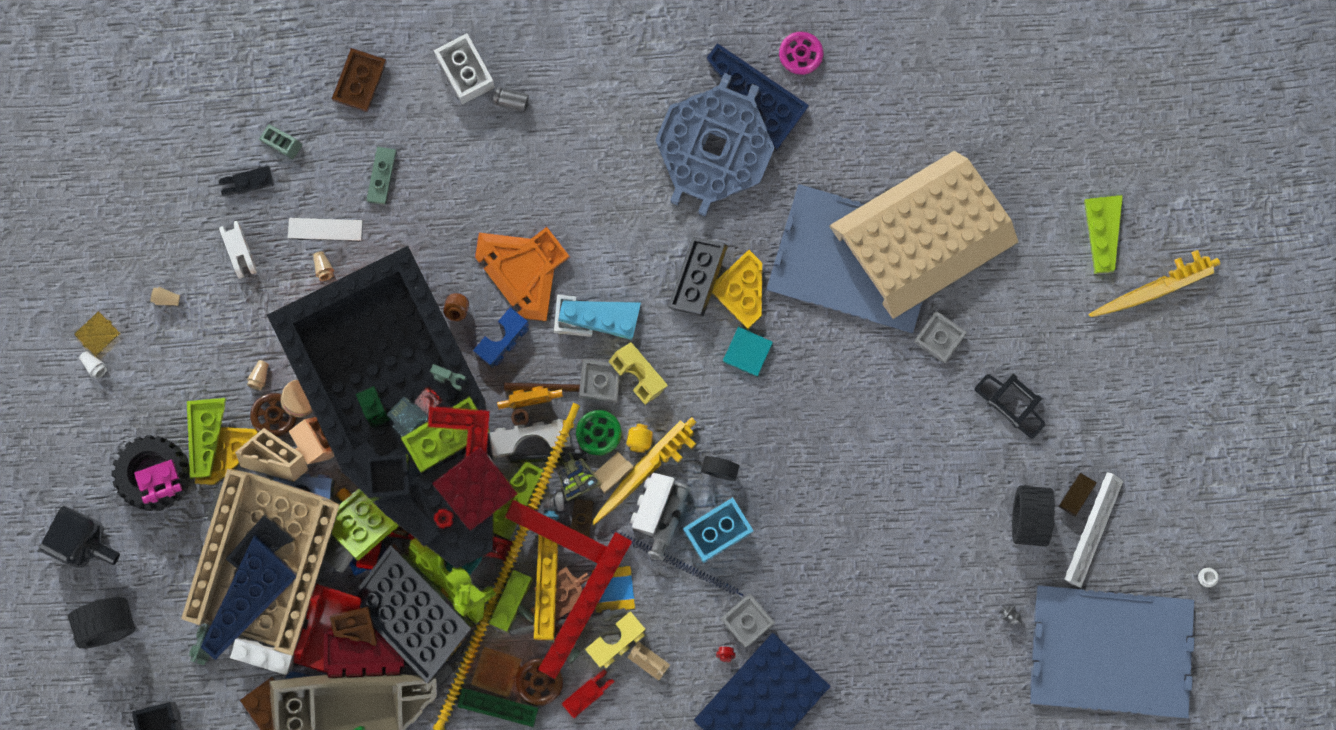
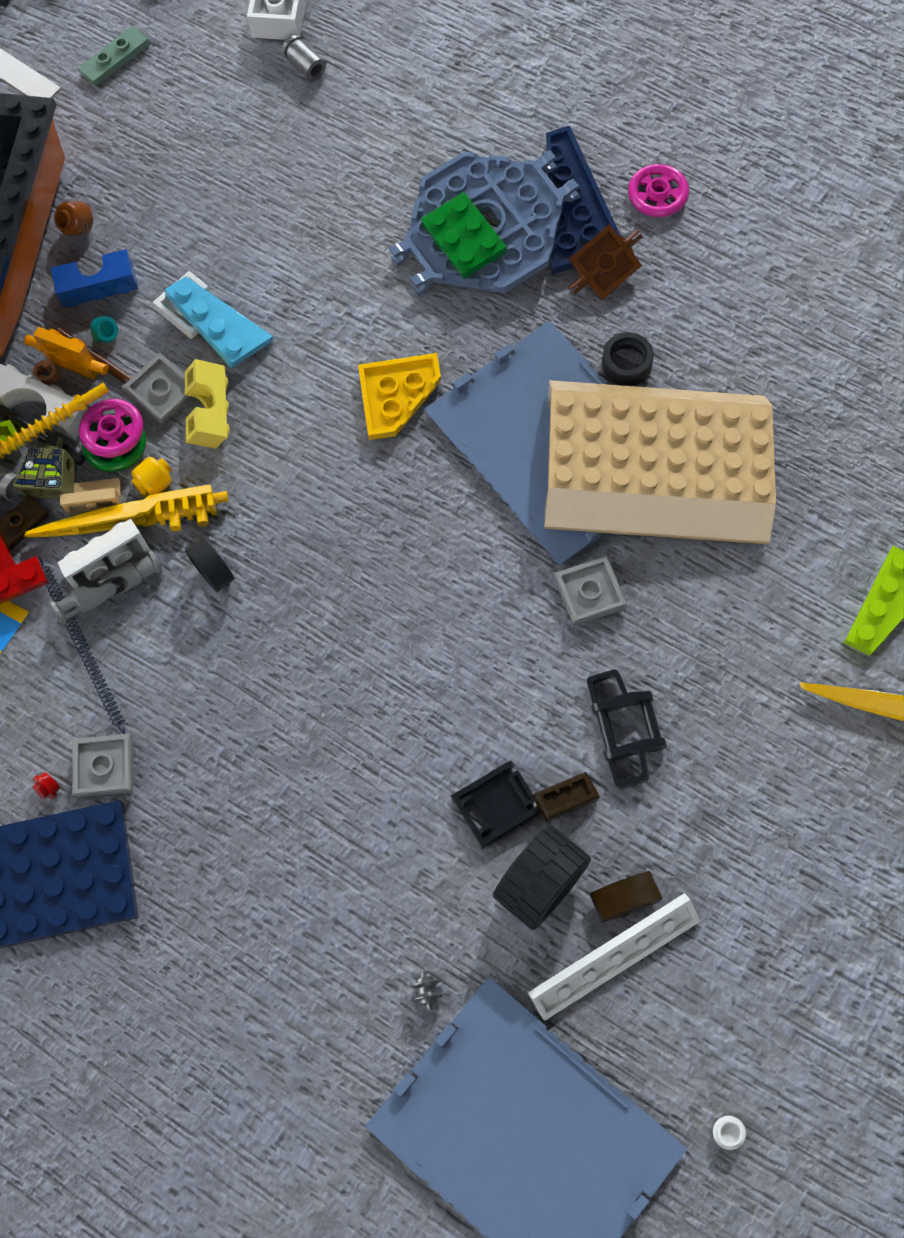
camera: 40 degrees right, 10 degrees down
(523, 268) = (178, 227): orange plate -> none
(534, 367) = (104, 329): none -> teal tile
(606, 437) = (96, 414): none -> dark pink plate
(698, 276) = (356, 345): plate -> none
(712, 163) = (464, 235): none -> green plate
(718, 530) = (150, 634): medium azure brick -> none
(747, 351) = (349, 463): teal tile -> none
(806, 125) = (605, 262): none -> reddish brown plate
(861, 193) = (630, 341): none -> black tyre
(977, 490) = (500, 801): none -> black container
(1009, 463) = (566, 797): none -> dark brown plate

